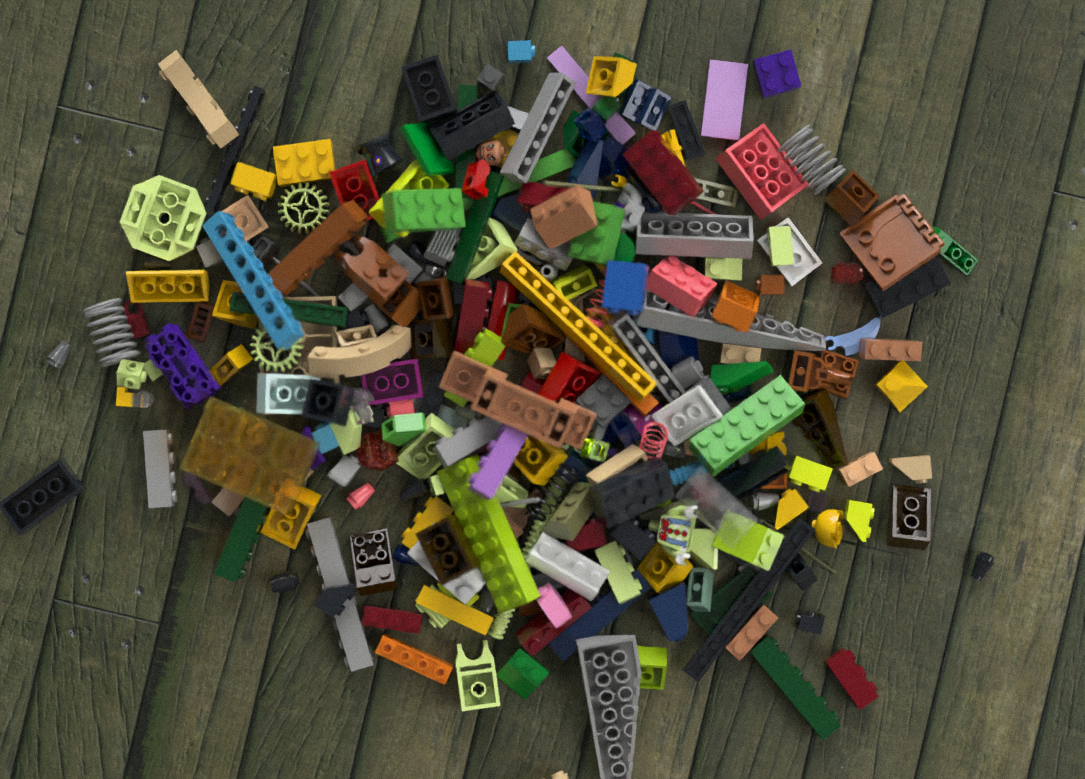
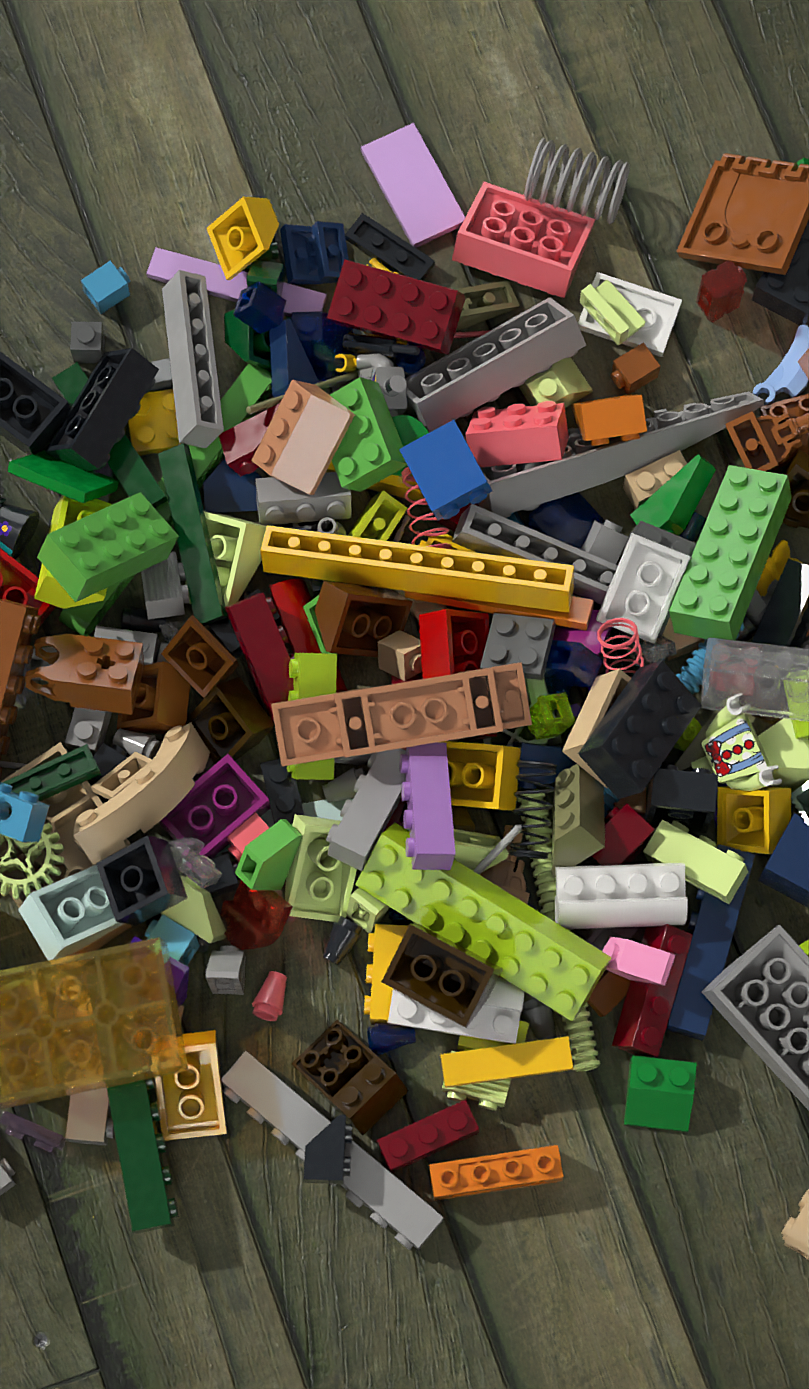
camera: 30 degrees left, 15 degrees down
(284, 582) = (241, 1186): black brick -> none
(473, 672) = (600, 1130): yellowish green brick -> none
(475, 179) = (153, 470): red leg -> none
(492, 152) = (151, 428): nougat head -> none
(776, 74) = (458, 111): dark purple brick -> none
(851, 197) = (661, 200): reddish brown slope -> none

